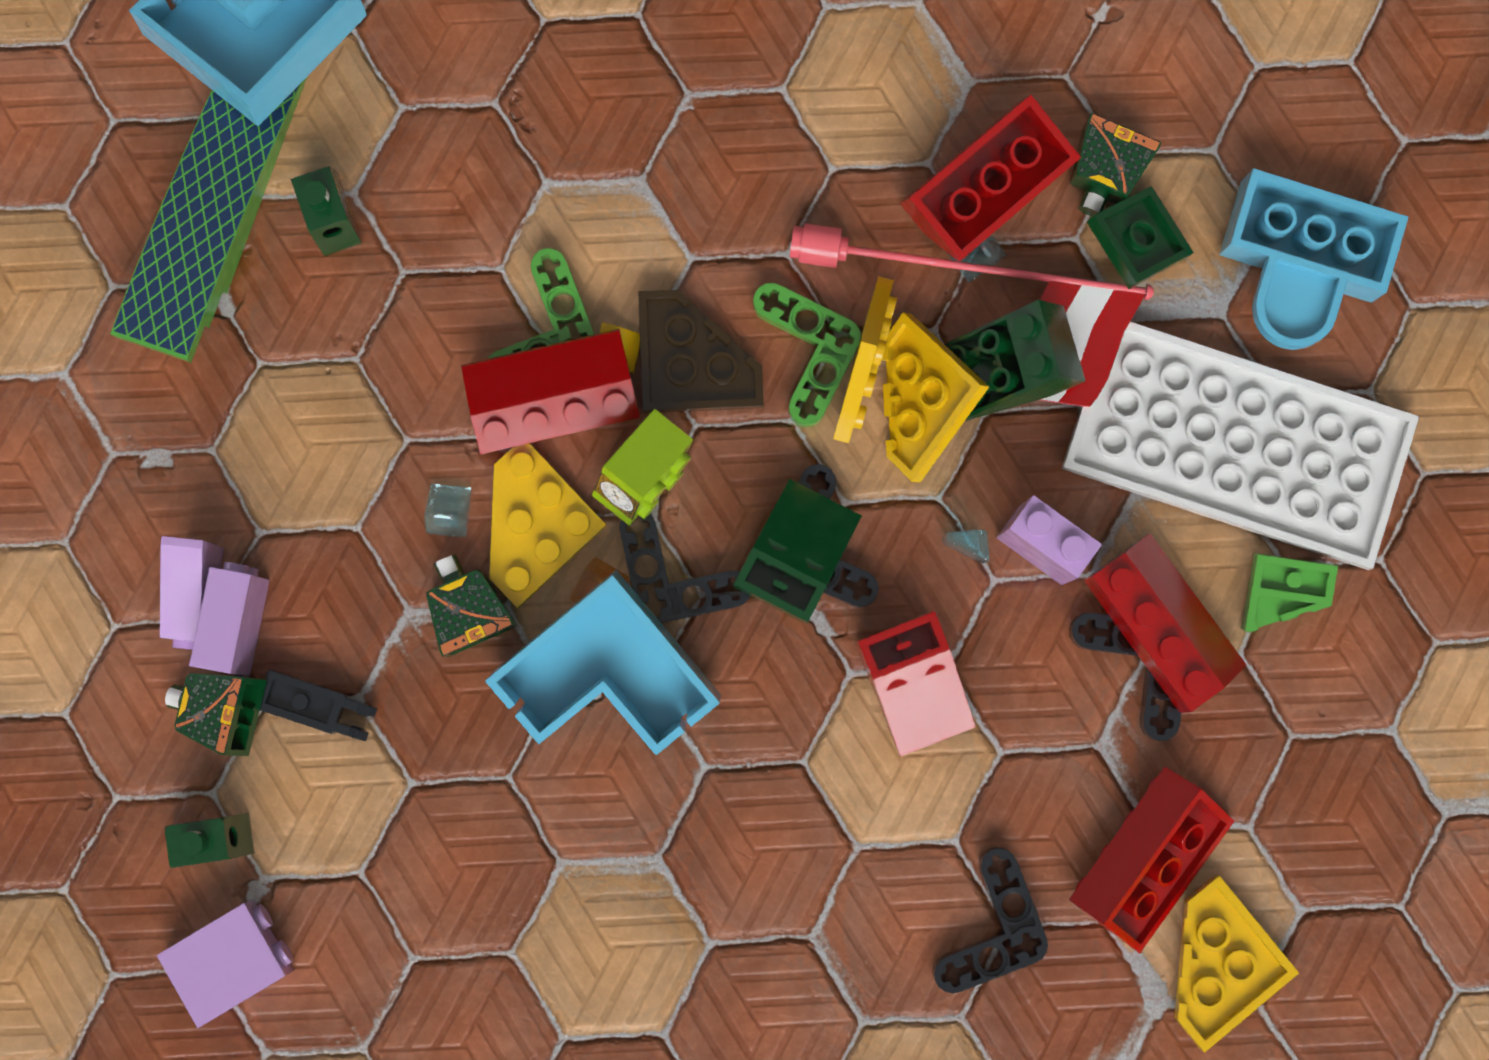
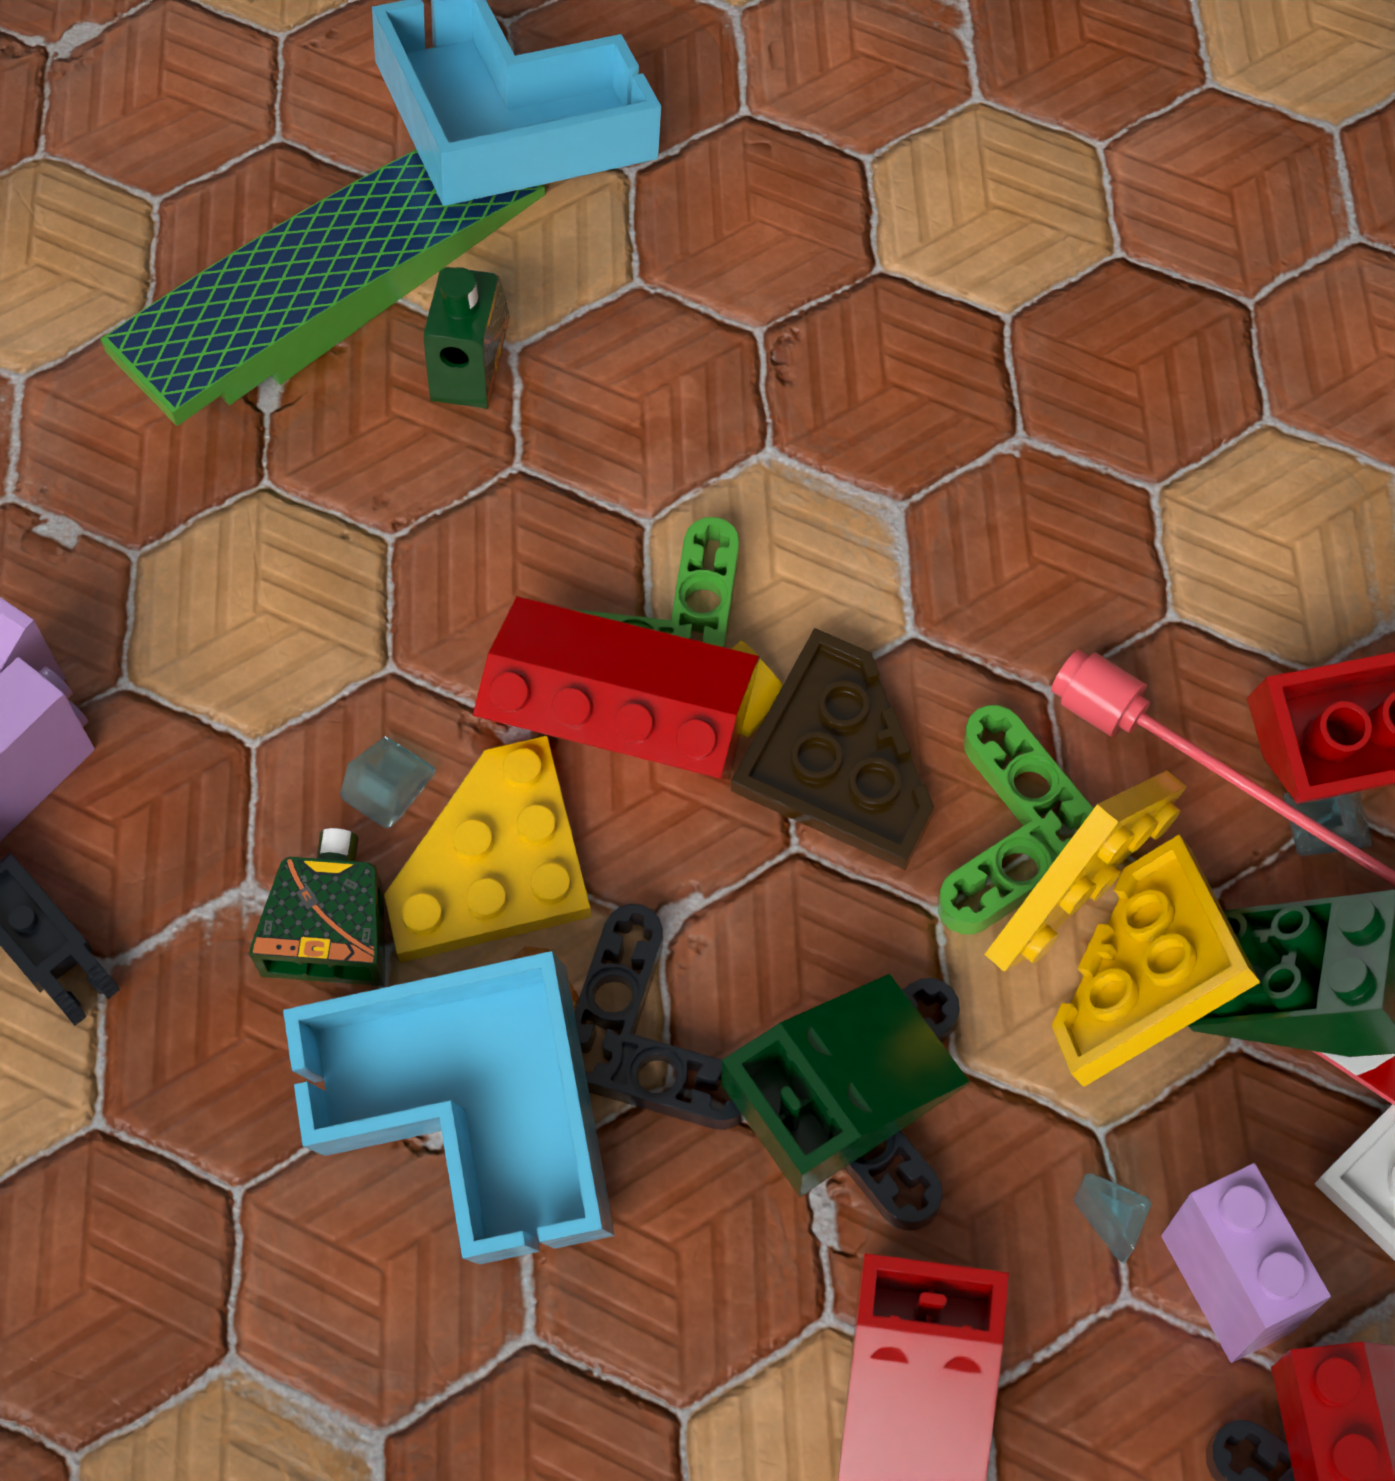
camera: 35 degrees right, 20 degrees down
(643, 468) = (684, 843): lime brick -> none

